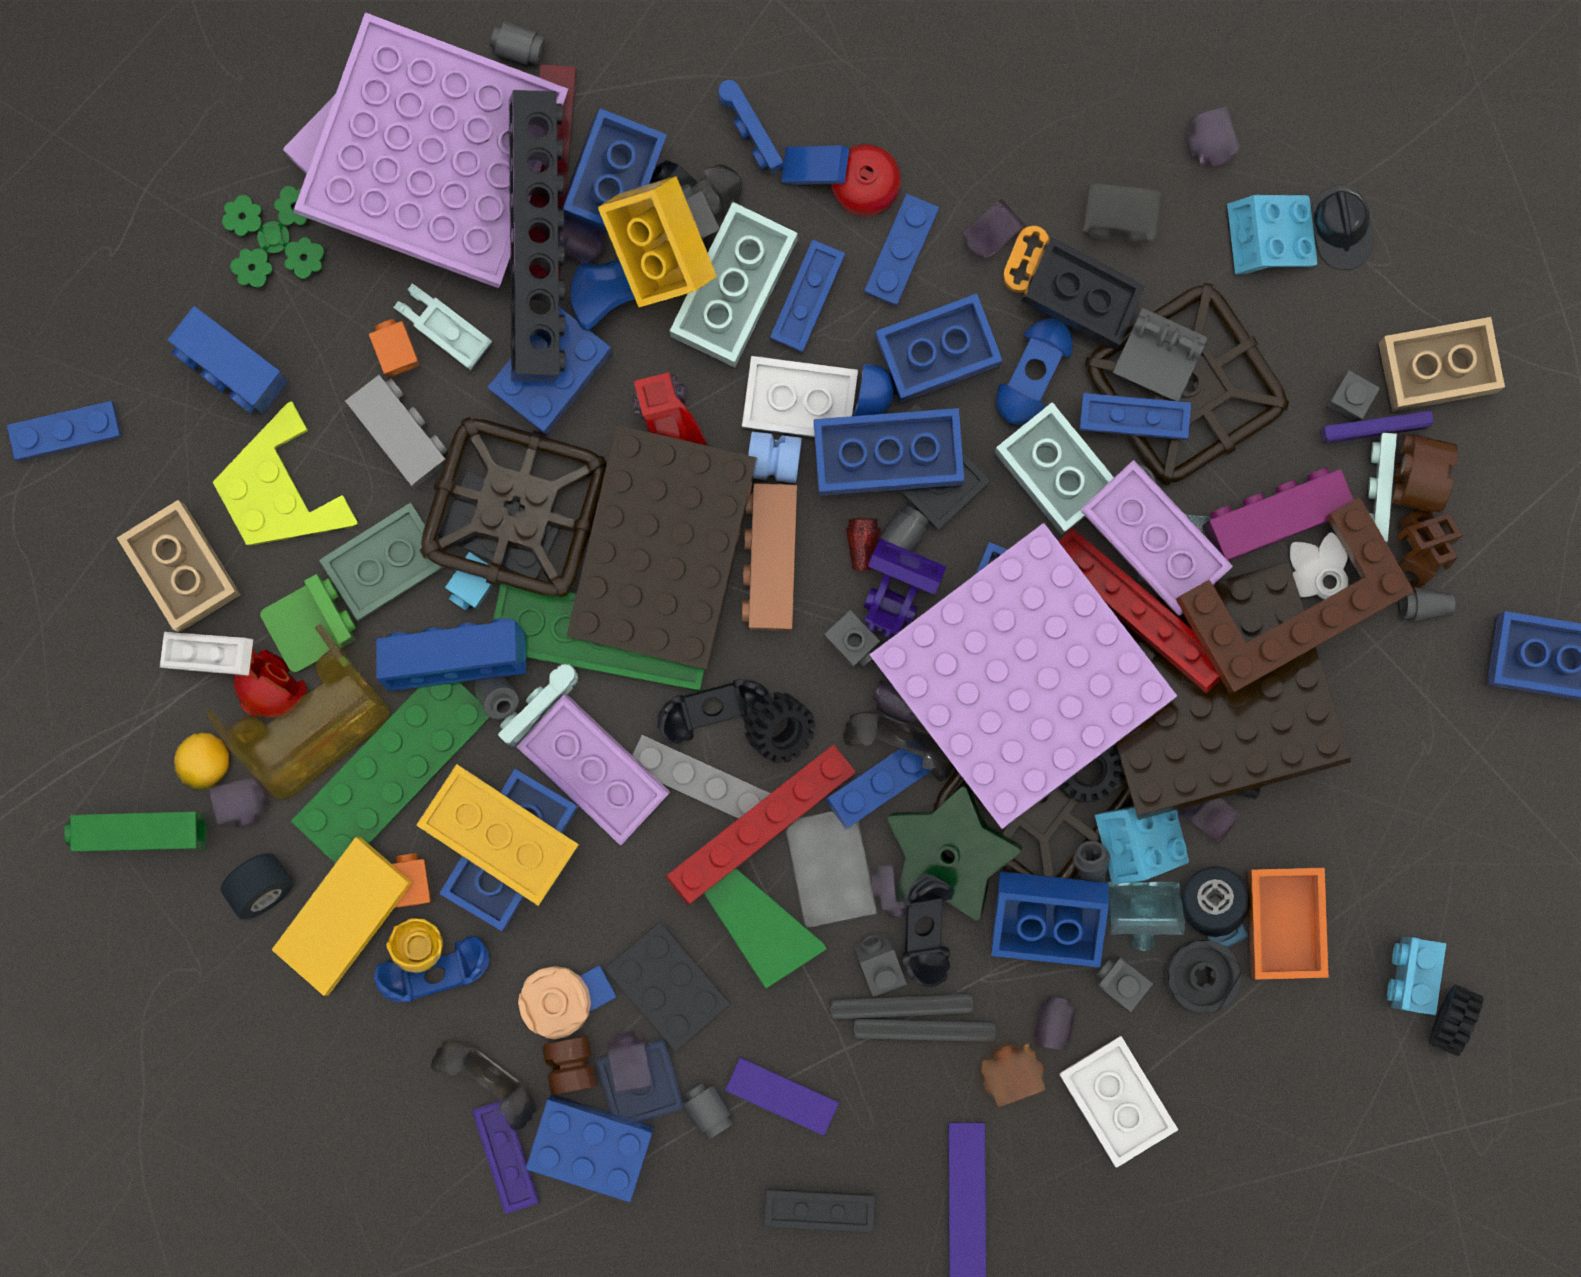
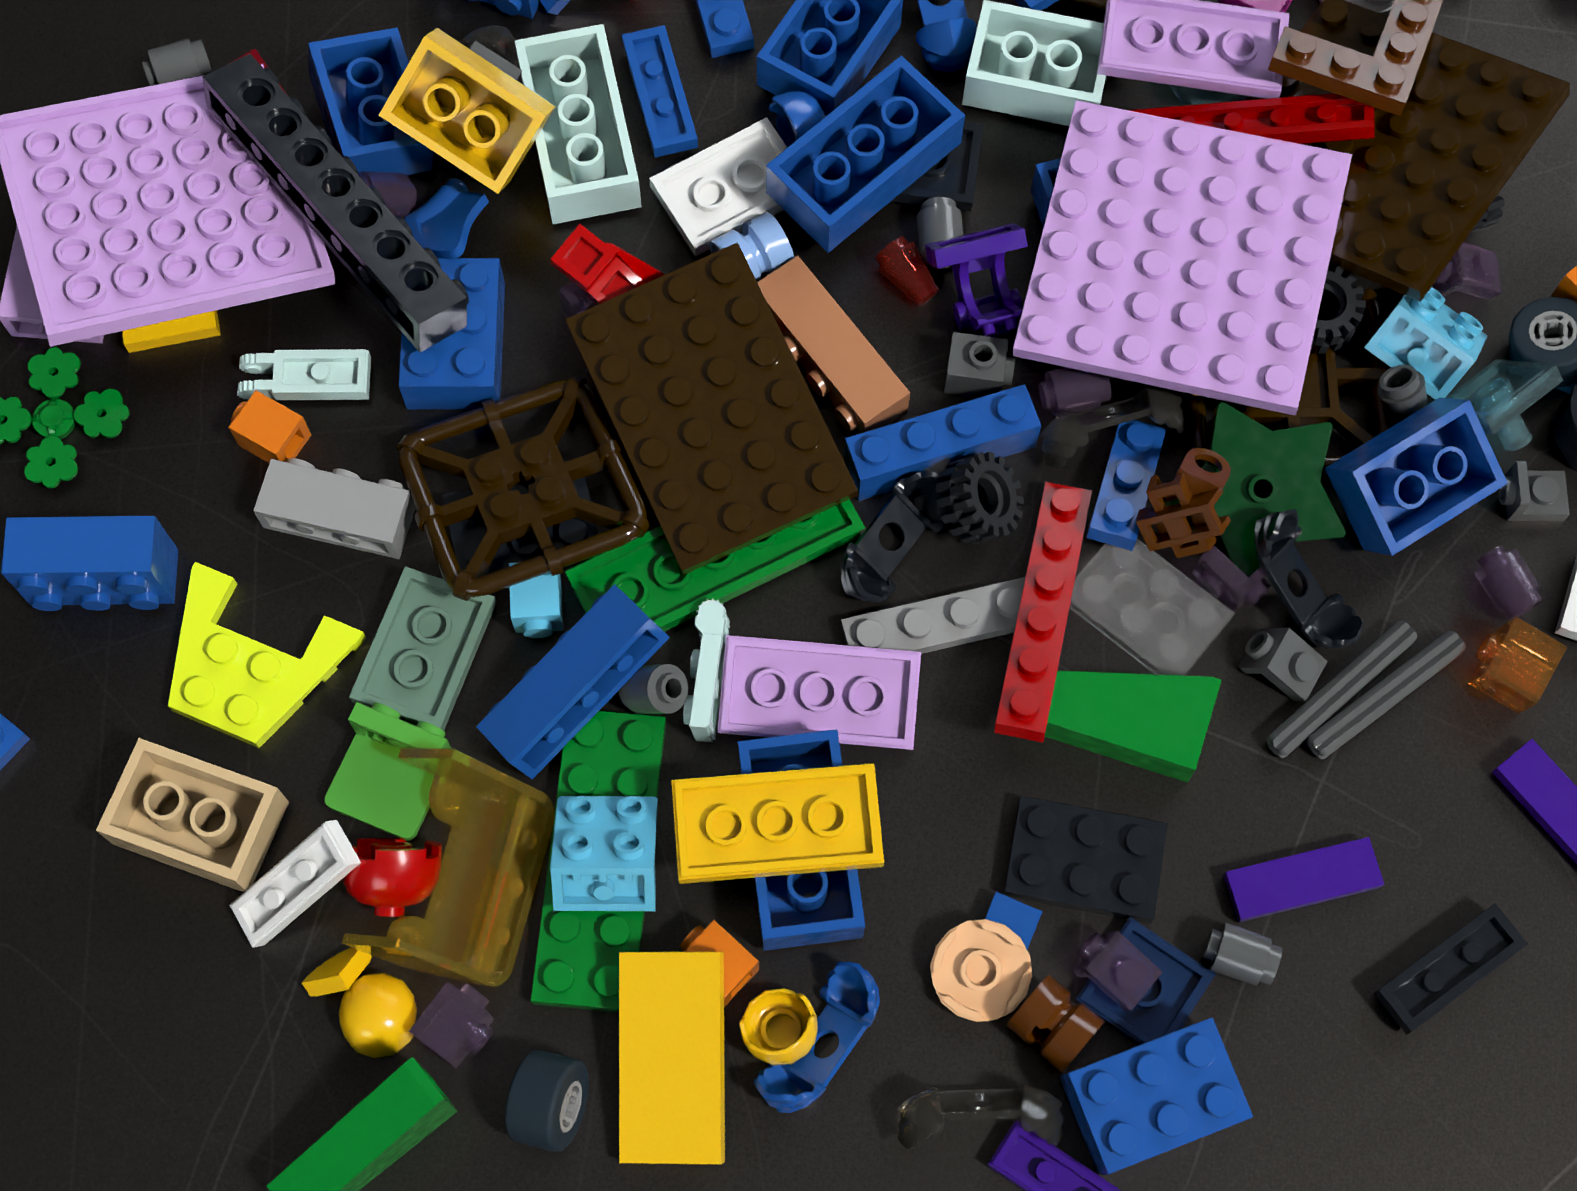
camera: 40 degrees left, 15 degrees down
(193, 719) = (337, 973): none -> yellow tile
(393, 770) = (604, 853): none -> medium azure bracket
(788, 672) = (927, 443): none -> blue brick
(887, 832) = (1197, 495): none -> reddish brown piece

